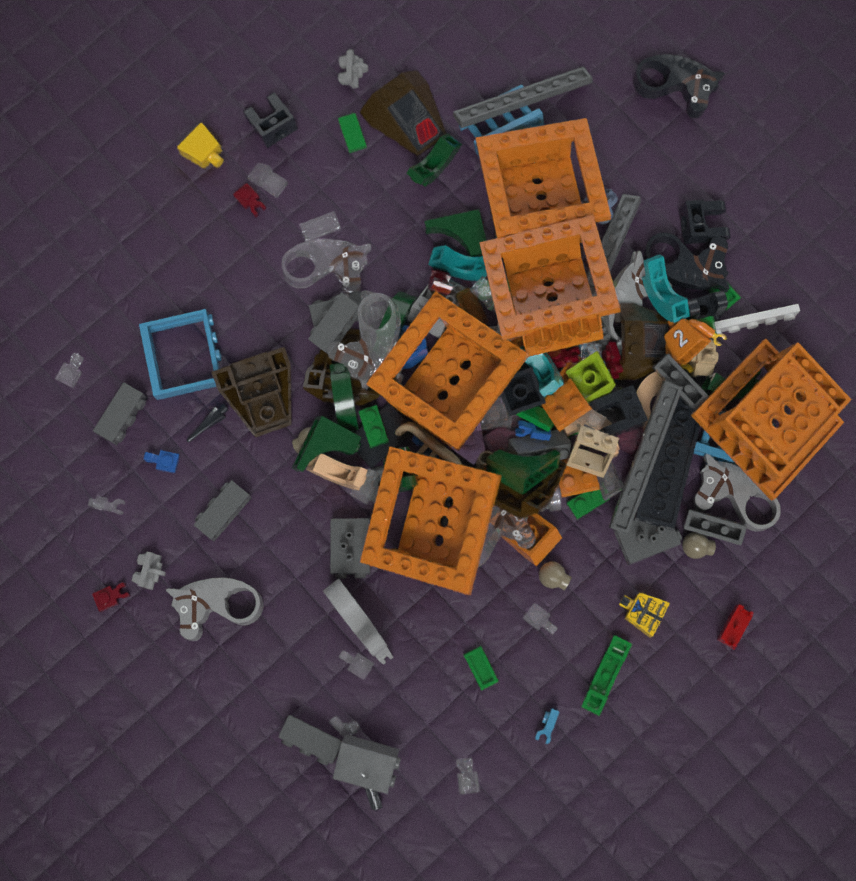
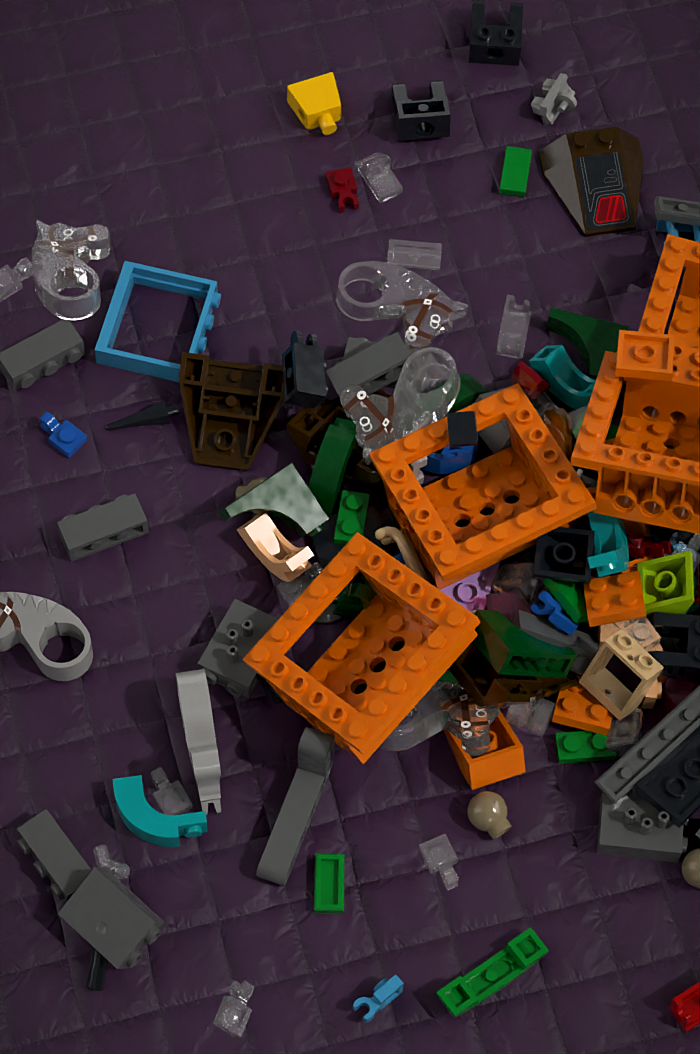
camera: 20 degrees right, 15 degrees down
(96, 348) = (61, 262): none -> clear animal
(293, 48) = (492, 42): none -> black brick
(295, 346) = (304, 371): none -> black hinge
(340, 684) = (148, 823): none -> teal arch
(406, 245) = (513, 328): none -> clear hinge
(418, 343) = (462, 429): none -> black slope
(436, 161) = (603, 250): dark green arch -> none
(439, 636) = (292, 823): none -> dark grey beam
(509, 237) = (645, 355): none -> orange plate
(644, 612) = (587, 919): torso -> none

